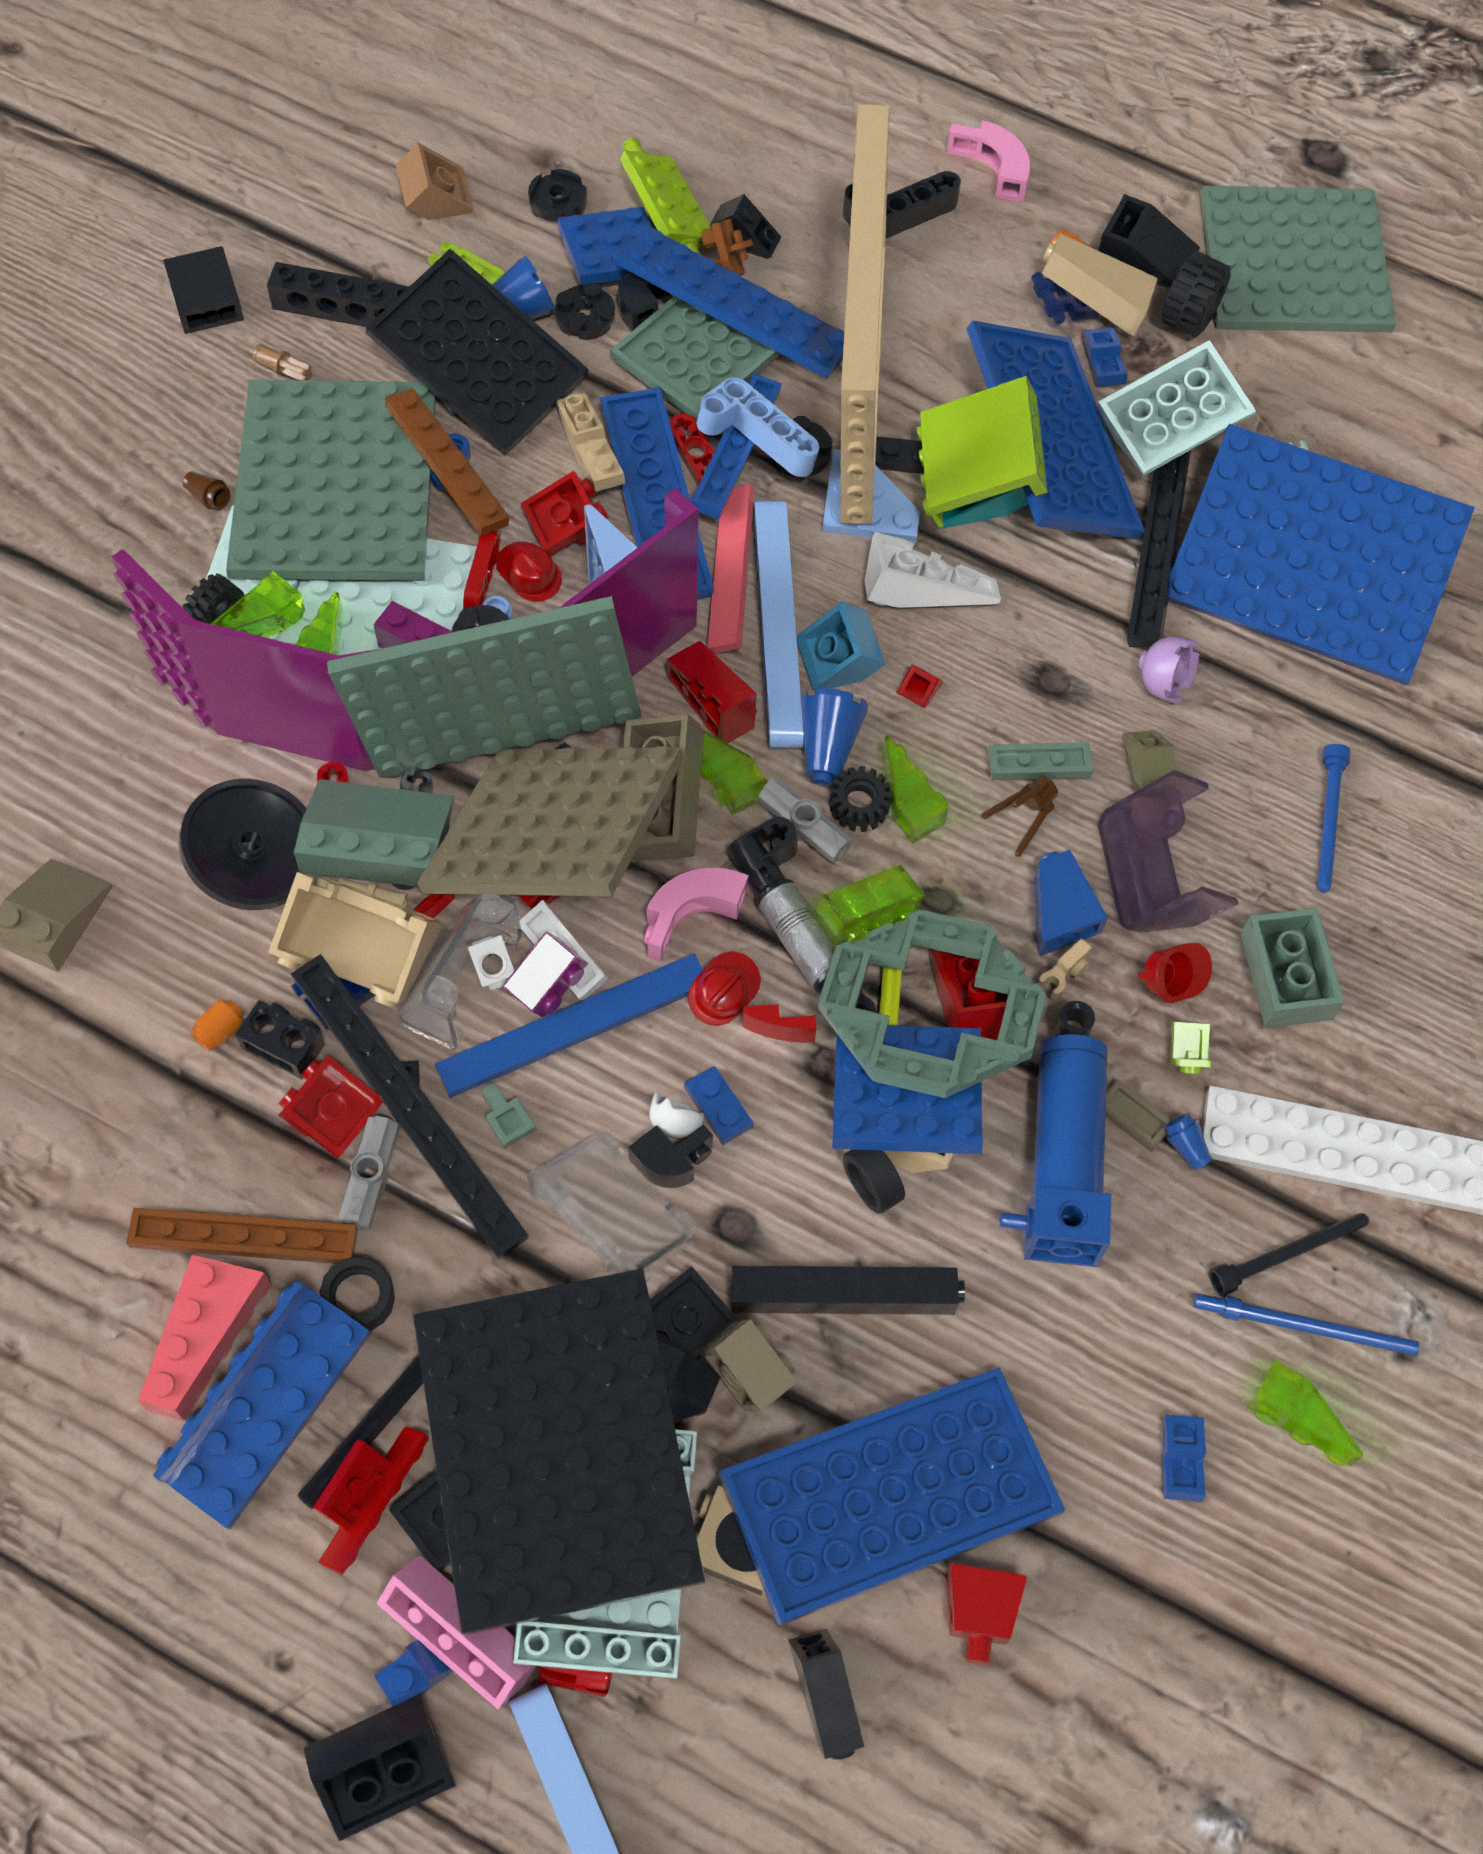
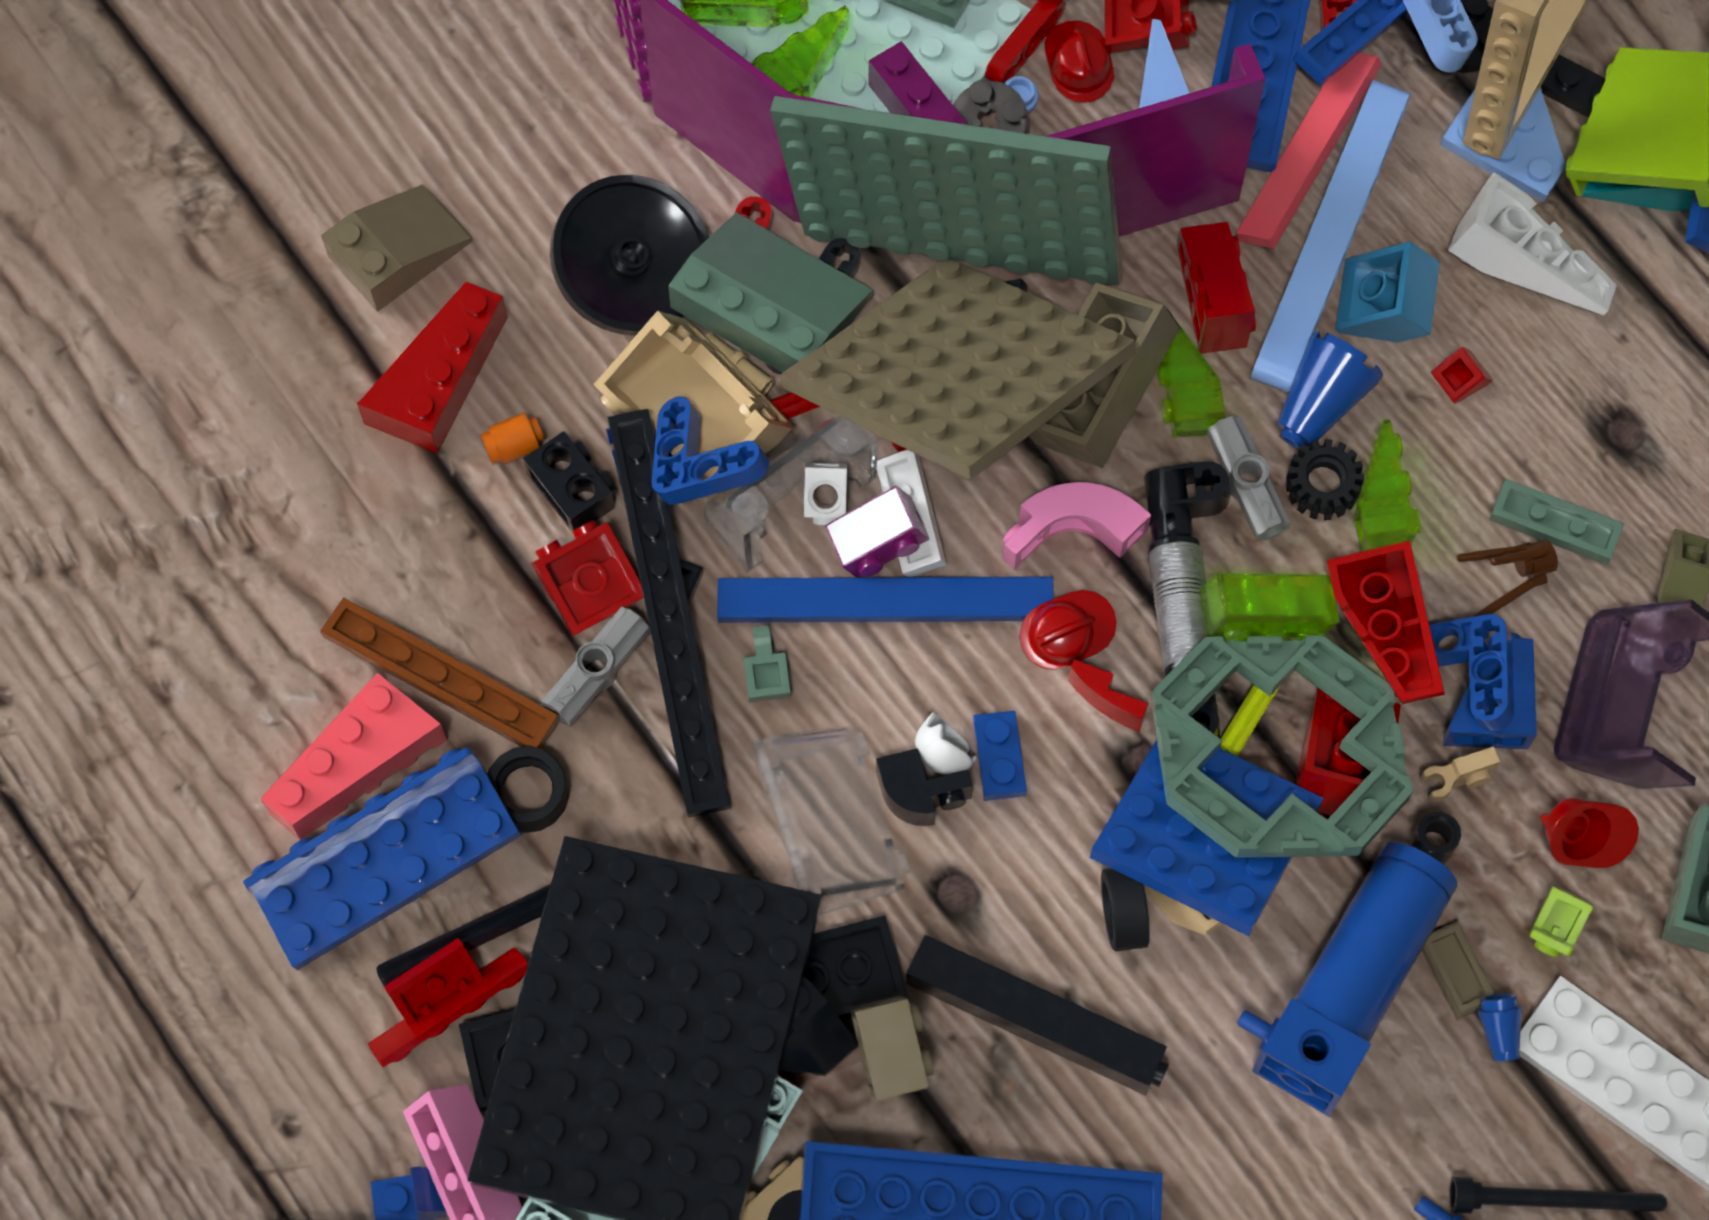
camera: 30 degrees right, 5 degrees up
(130, 998) = (435, 373): none -> red wedge
(422, 959) = (736, 463): none -> blue beam
(957, 871) = (1389, 612): none -> red wedge
(1029, 874) = (1473, 649): none -> blue beam

